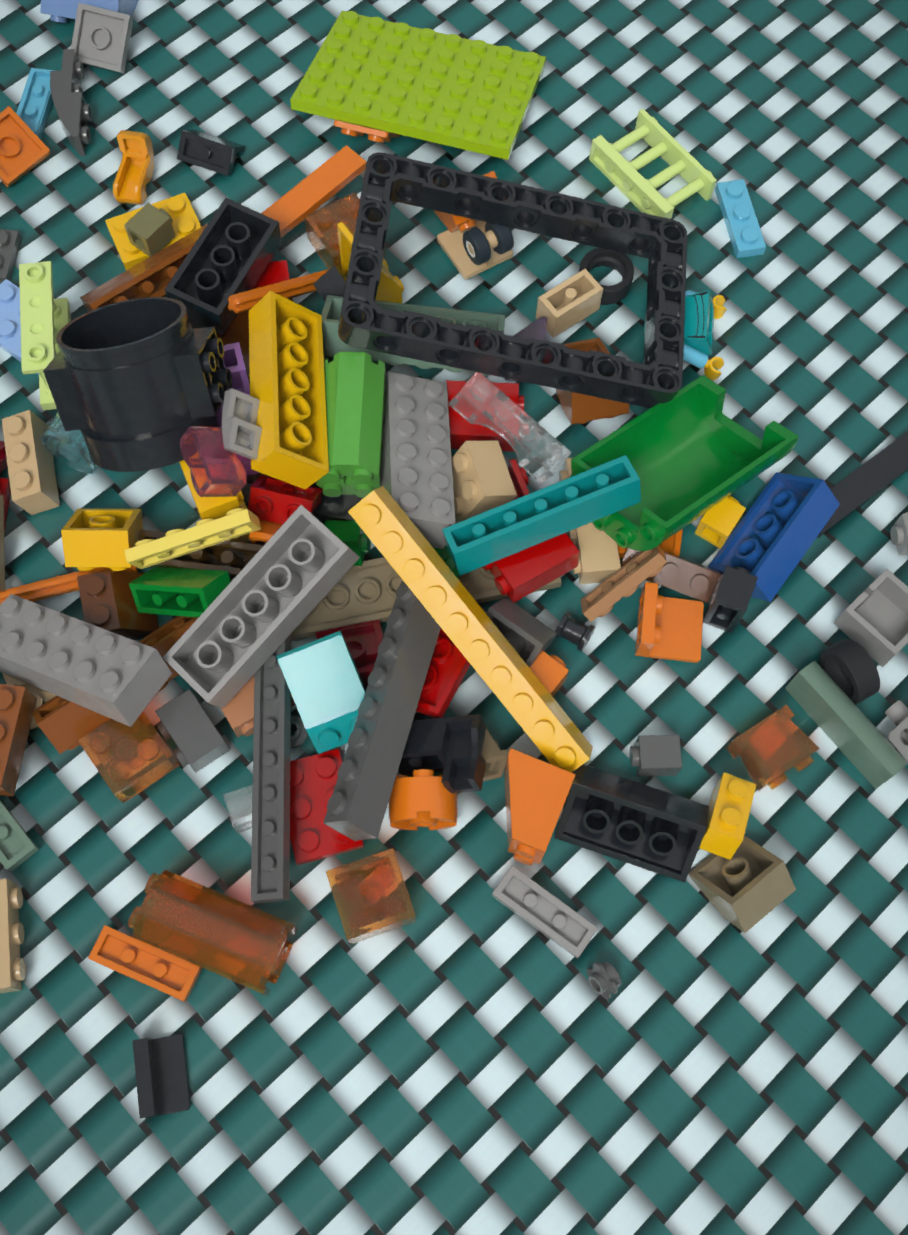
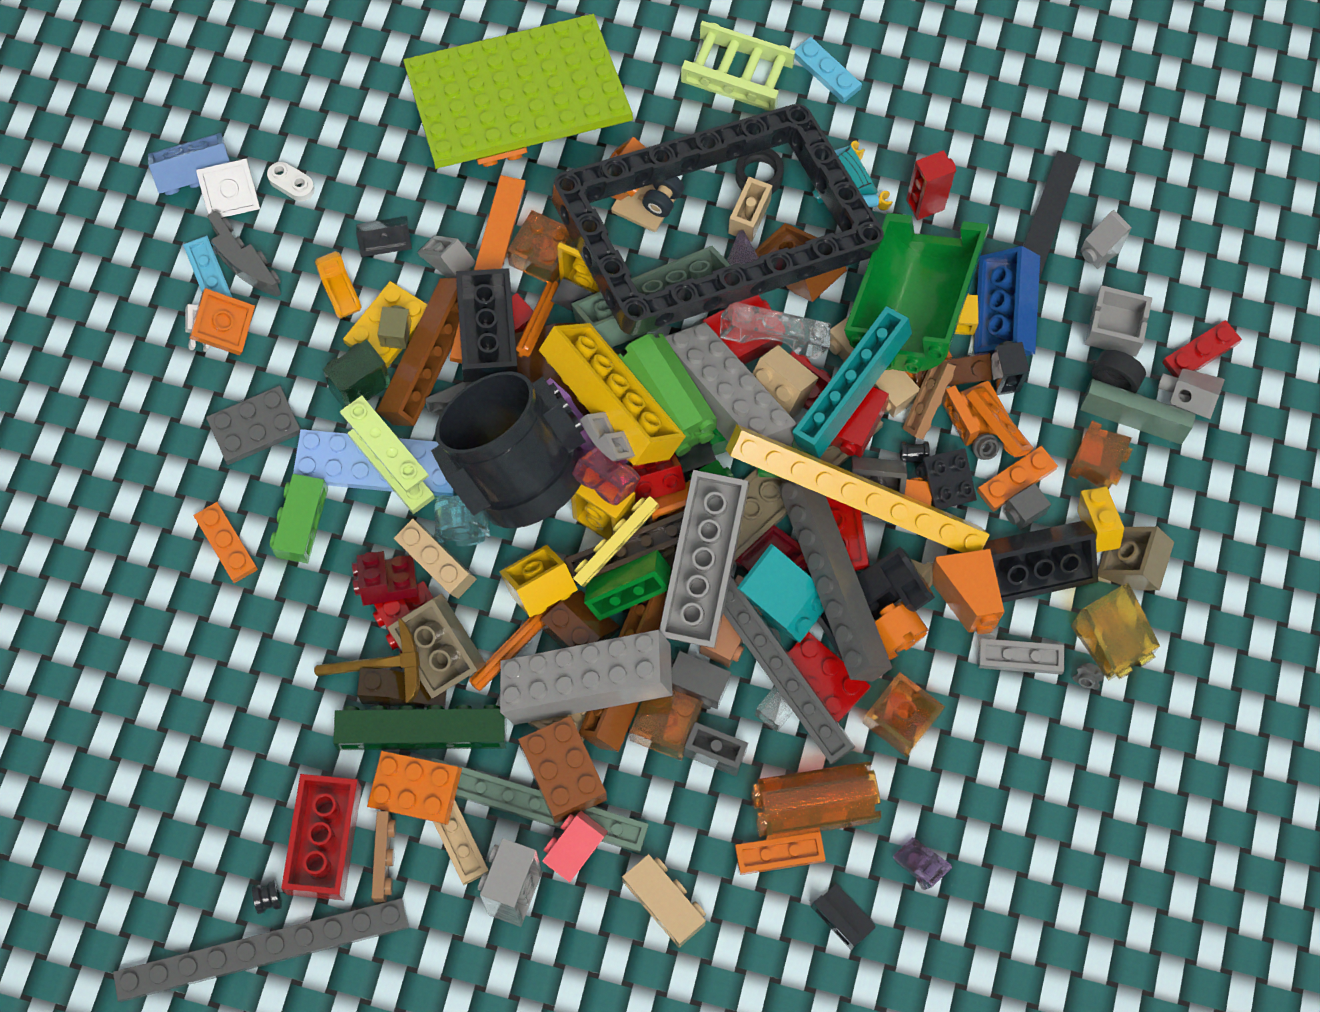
camera: 30 degrees left, 0 degrees up
(82, 254) = (357, 374): none -> clear green brick
(154, 812) = (715, 749): none -> dark grey brick
(166, 64) = (289, 180): none -> white plate
(251, 193) = (446, 255): none -> light grey slope
(279, 1072) = (922, 863): none -> clear purple slope
(590, 677) = (948, 478): none -> black hinge
(654, 675) = (989, 451): none -> dark grey plate
(665, 951) = (1116, 633): none -> clear yellow slope
(677, 718) = (1017, 478): none -> orange plate
(683, 650) = (999, 422): none -> orange plate
(768, 370) = (930, 184): none -> red brick

